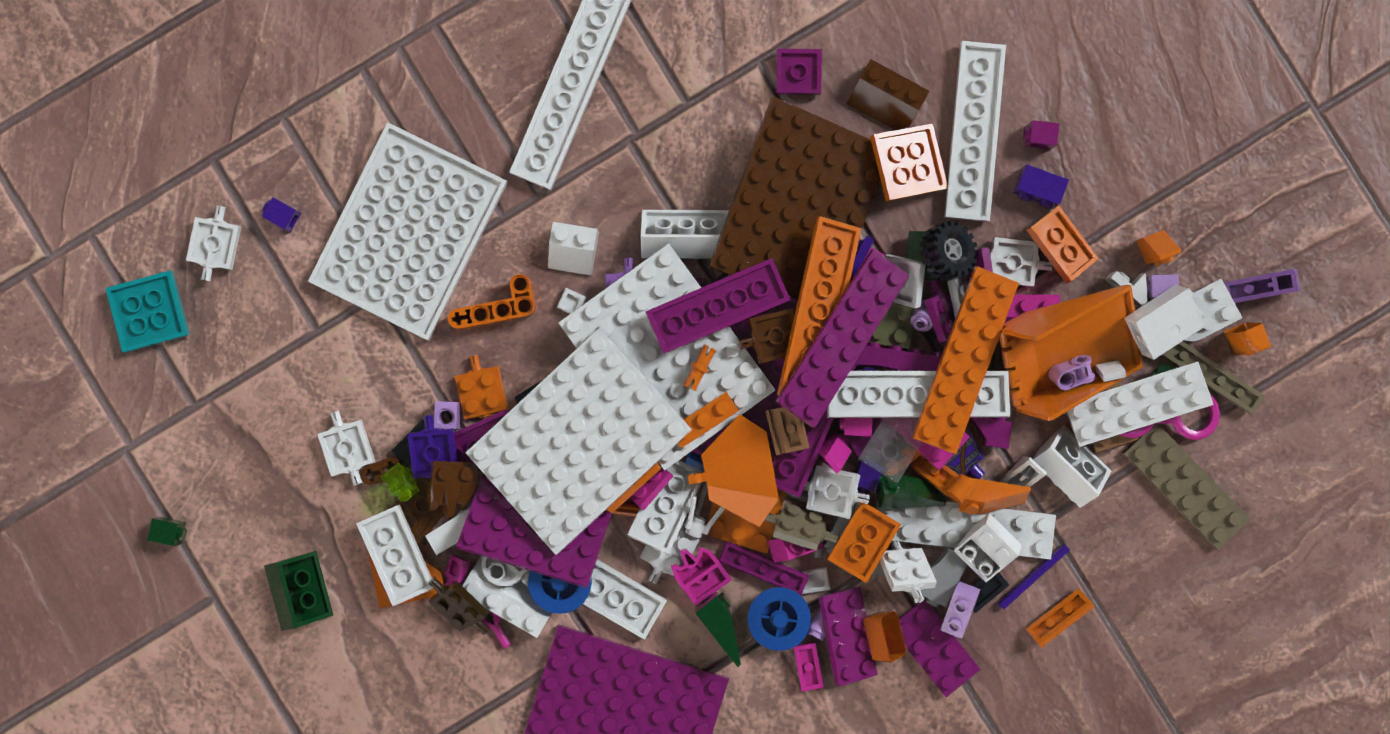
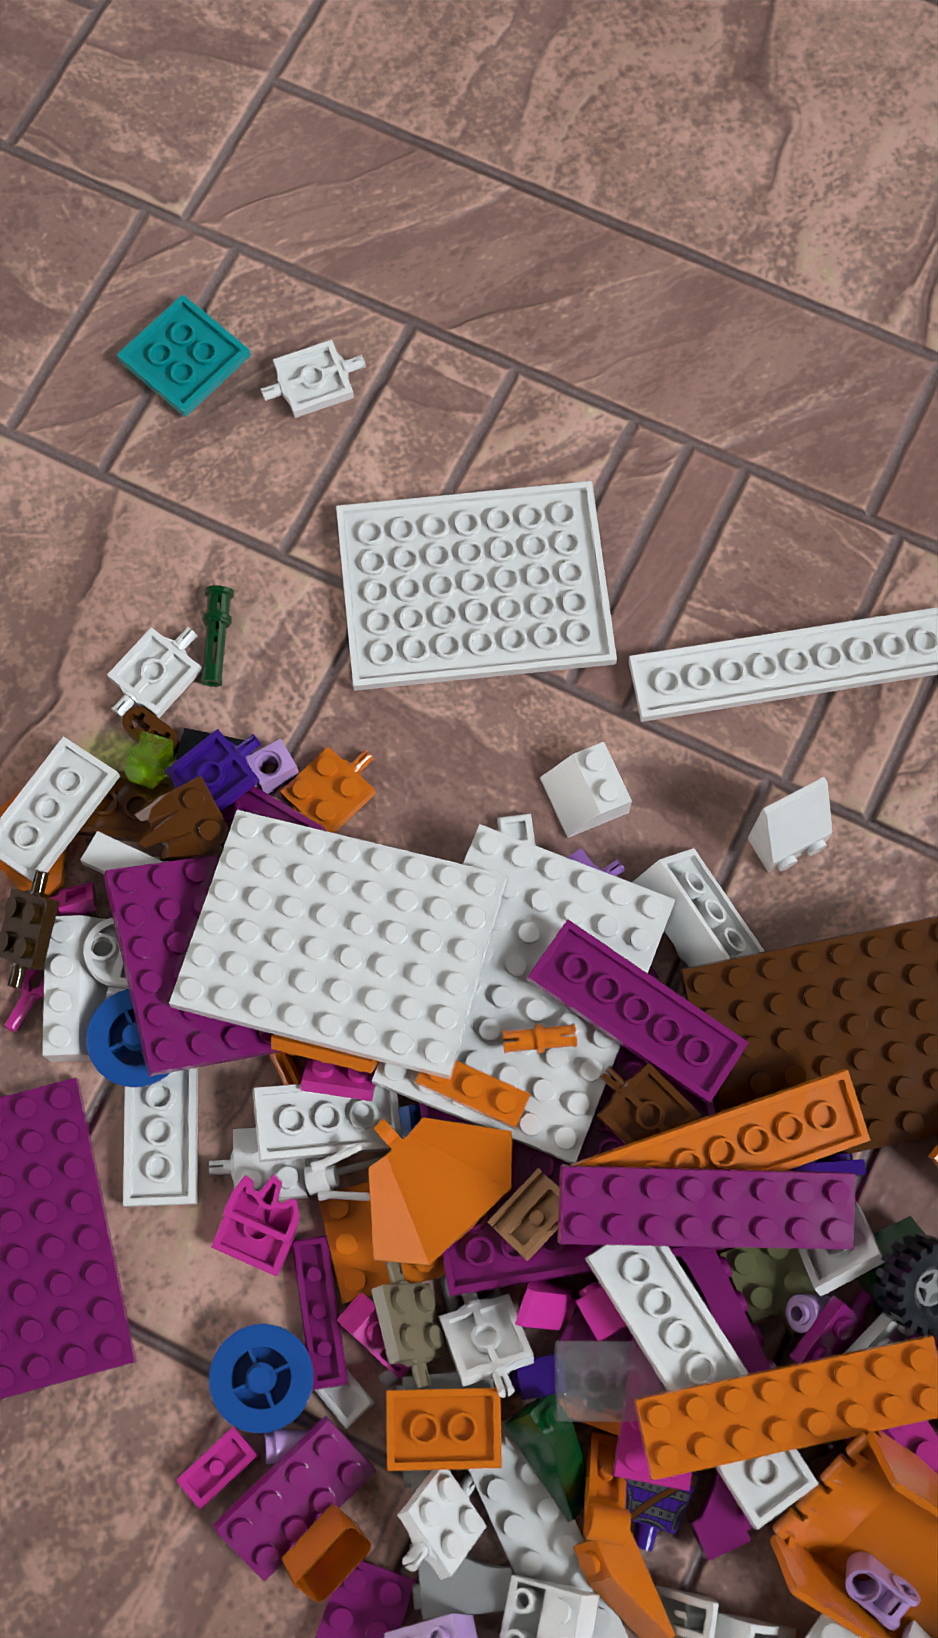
camera: 60 degrees right, 15 degrees down
(281, 214) = (398, 430): dark purple brick -> none
(334, 395) = (214, 620): none -> dark green pin
(492, 307) = (446, 739): orange beam -> none
(668, 150) = (793, 827): none -> white slope
(717, 618) = (207, 1294): dark green slope -> none

